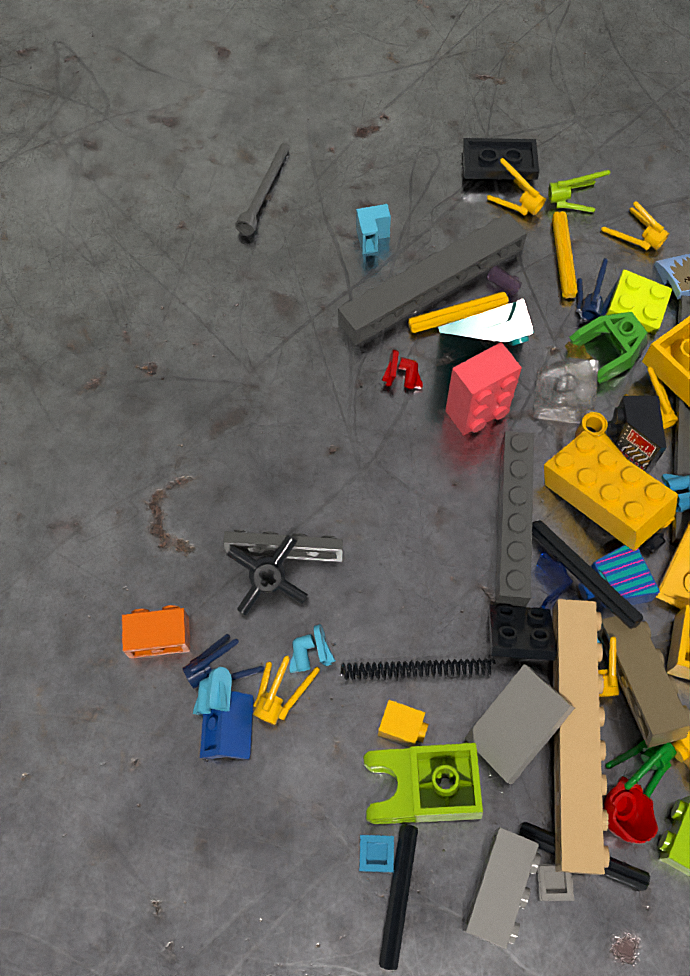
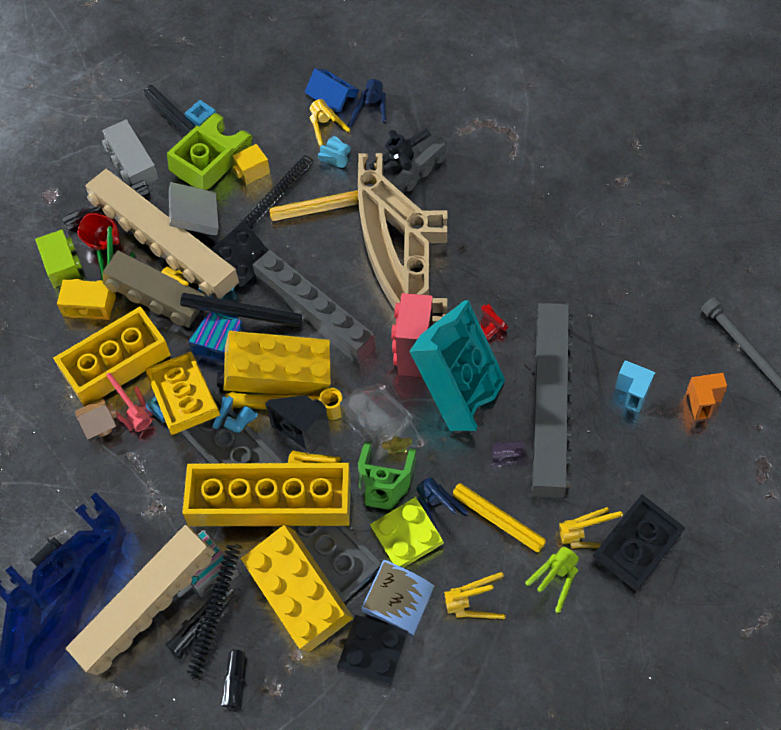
camera: 130 degrees right, 5 degrees down
(155, 632) = (415, 83): orange brick -> none
(214, 692) = (348, 83): medium azure piece -> none
(341, 182) = (704, 393): none -> orange piece
(365, 533) = (388, 203): none -> tan piece
(385, 608) = (314, 205): none -> yellow axle
(457, 312) = (506, 398): yellow axle -> none
(557, 574) = (264, 301): clear blue bracket -> none

